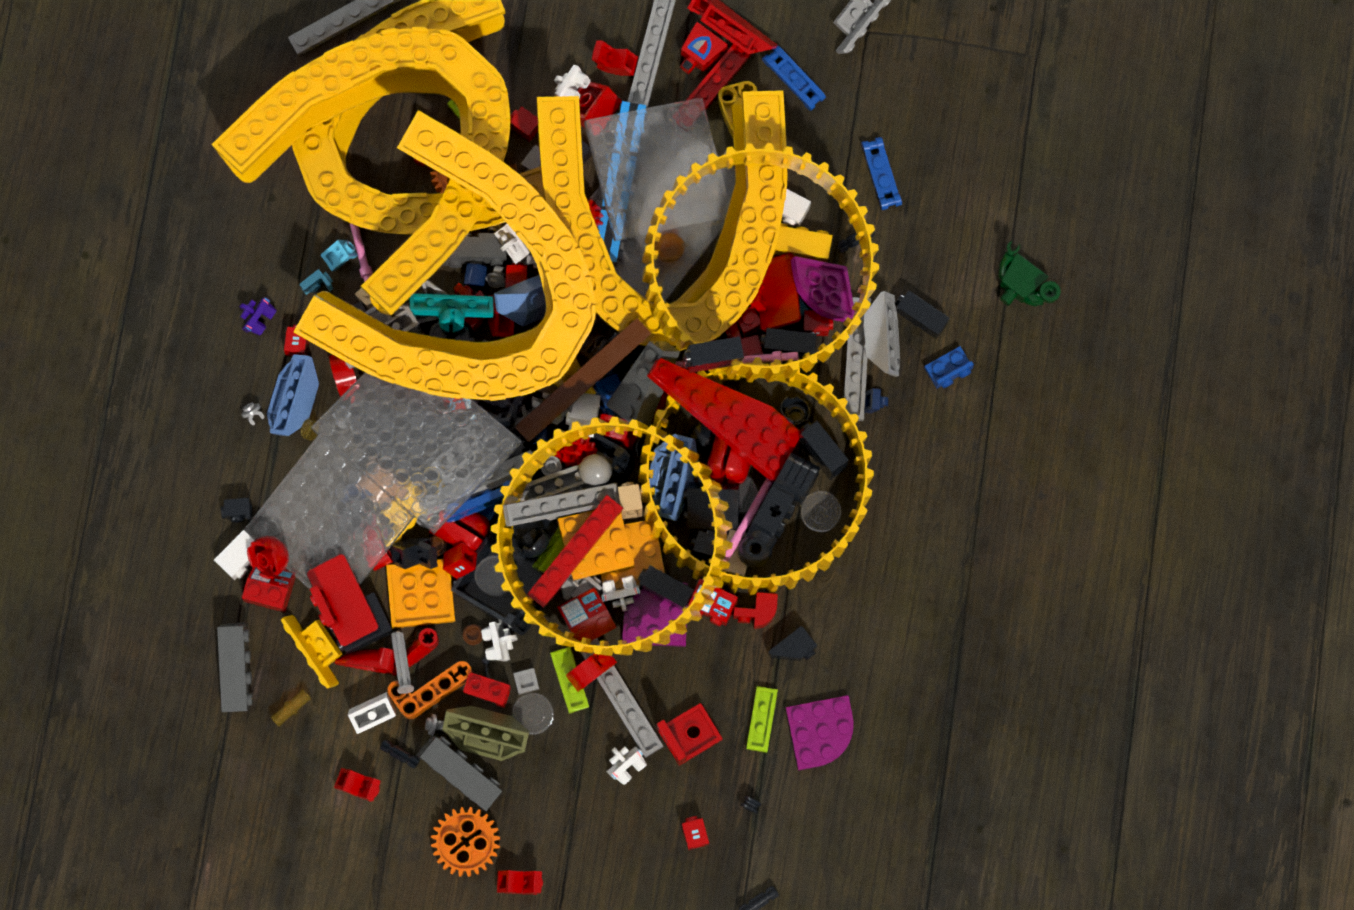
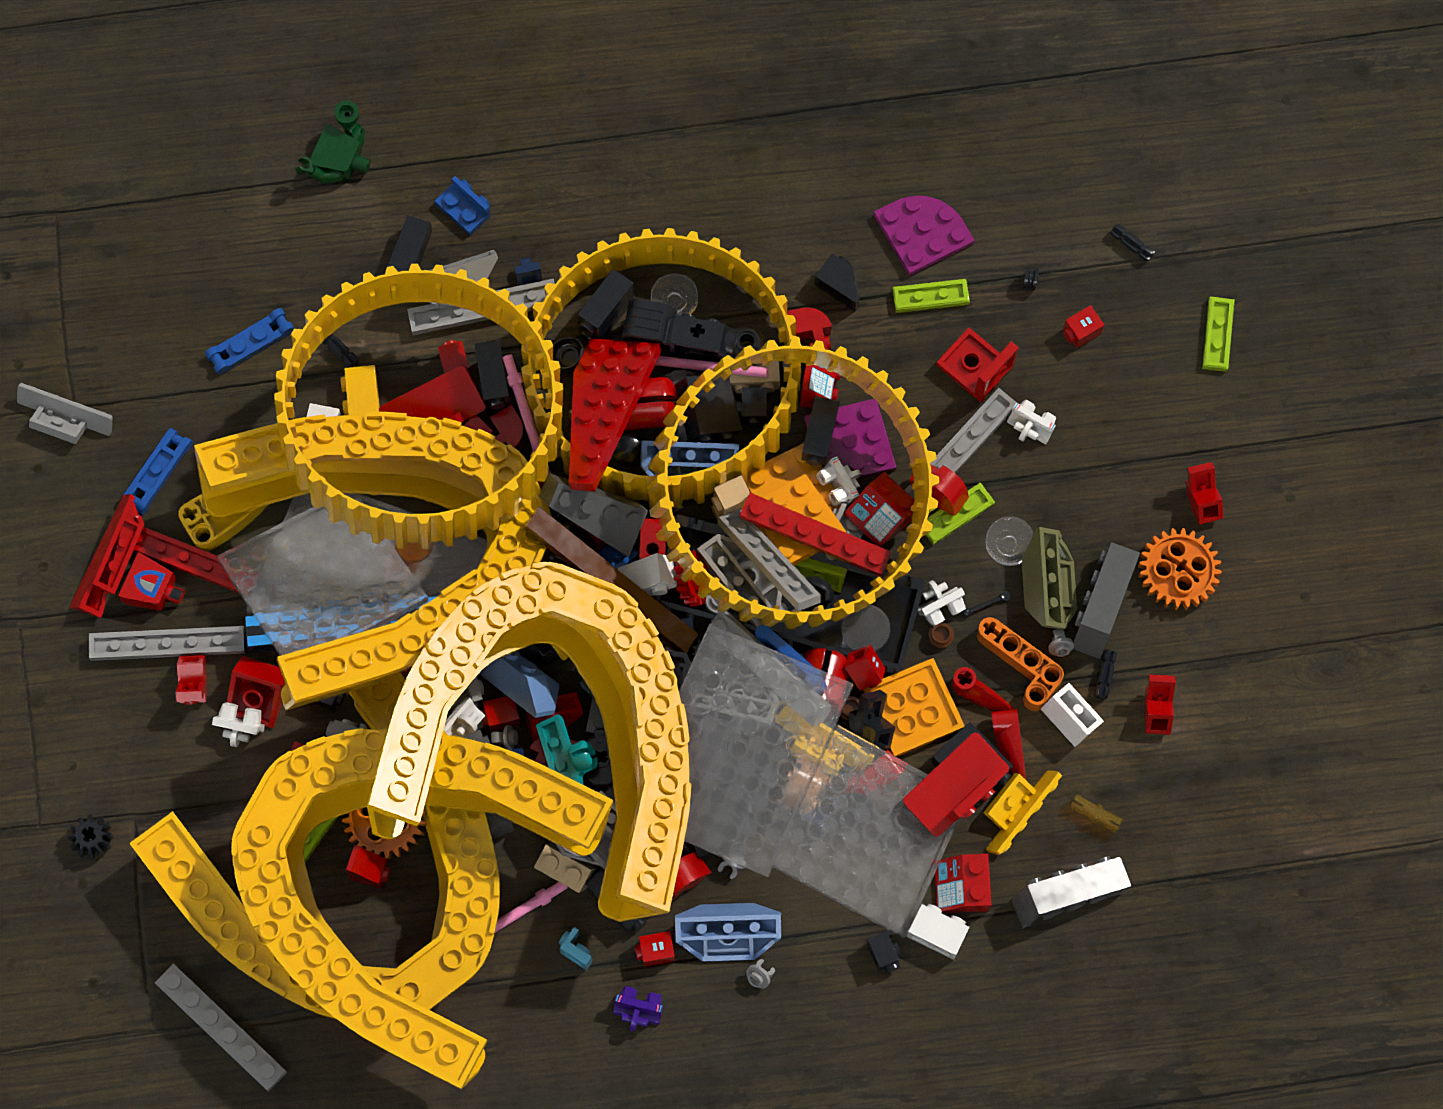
camera: 110 degrees left, 5 degrees down
(268, 555) = (932, 887): red cylinder -> none
(306, 430) = (759, 897): clear yellow tile -> none
(339, 254) = (531, 934): medium azure bracket -> none
(401, 663) = (1003, 698): light grey axle -> none
(487, 689) = (1002, 593): red bracket -> none
(526, 681) = (975, 558): light grey plate -> none
(595, 470) = (711, 543): light grey hair -> none
(713, 354) = (557, 403): black brick -> none
(824, 287) = (413, 356): magenta plate -> none

